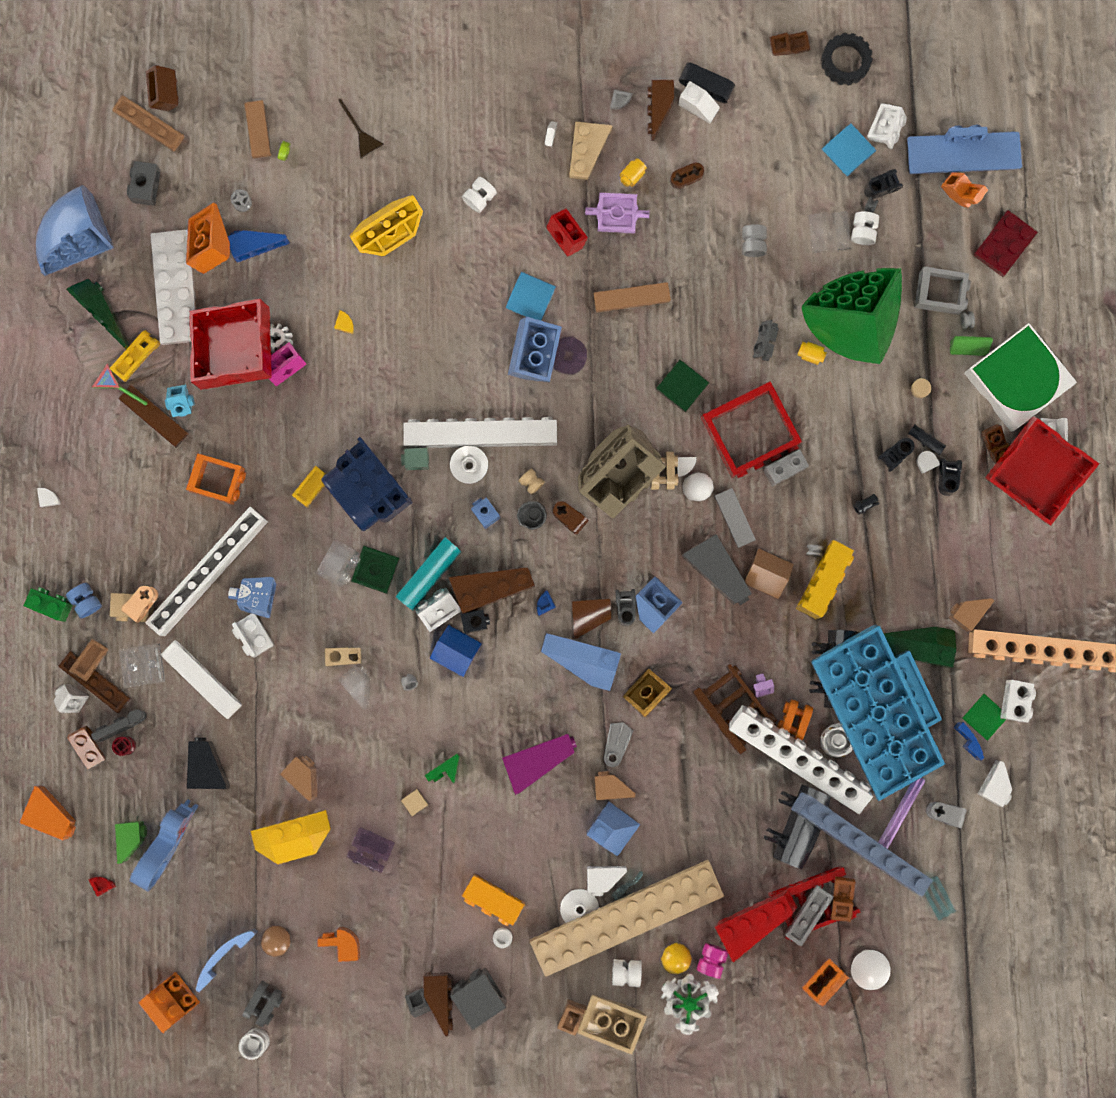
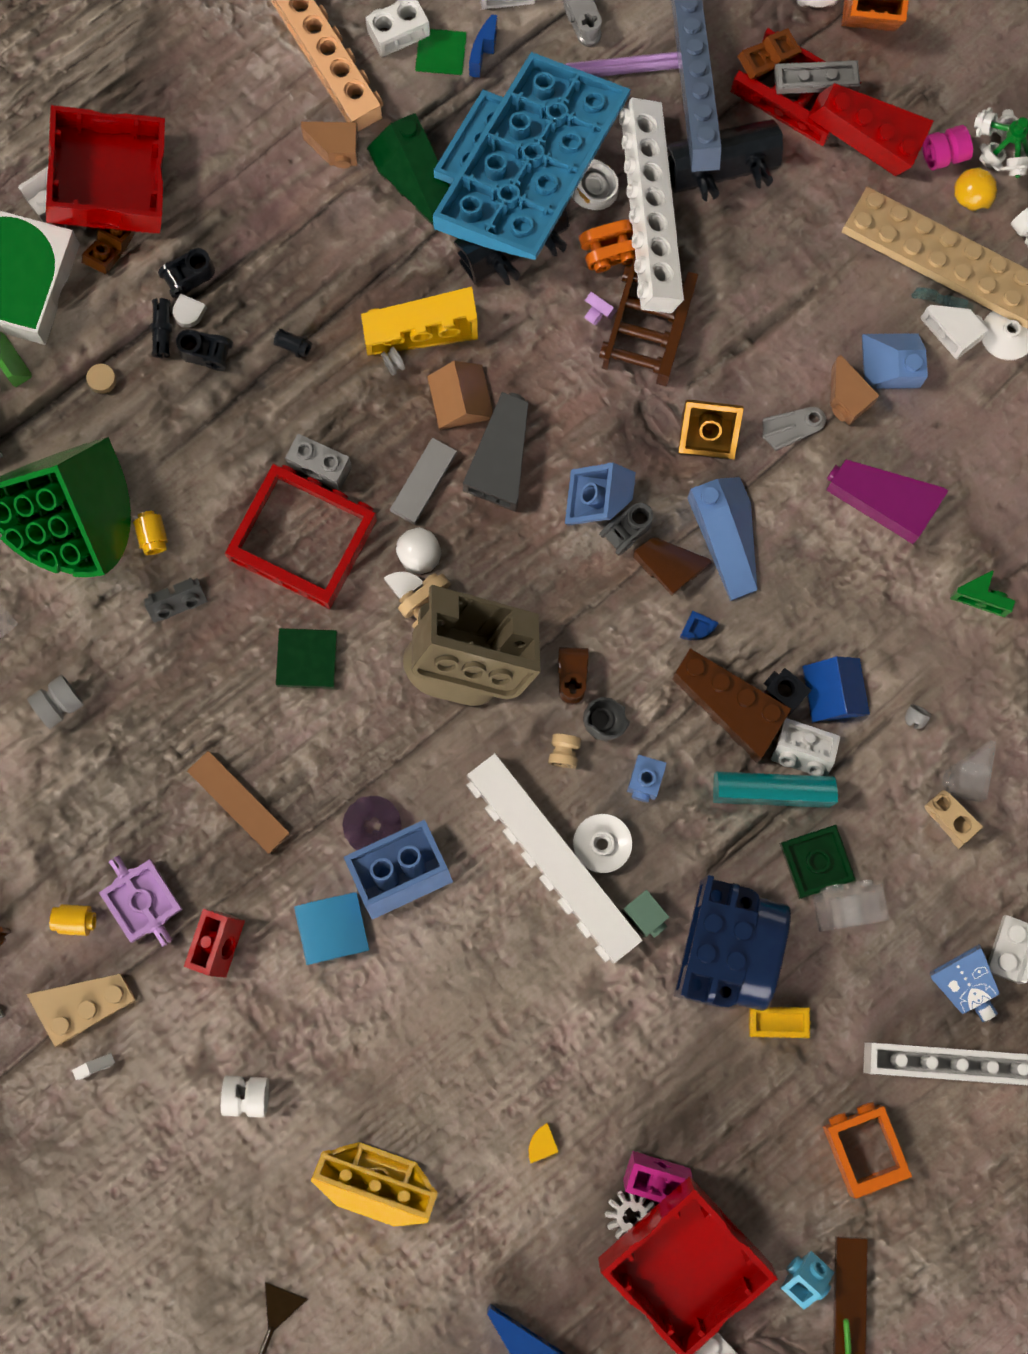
camera: 130 degrees left, 5 degrees down
(688, 179) = (23, 855): reddish brown beam -> none

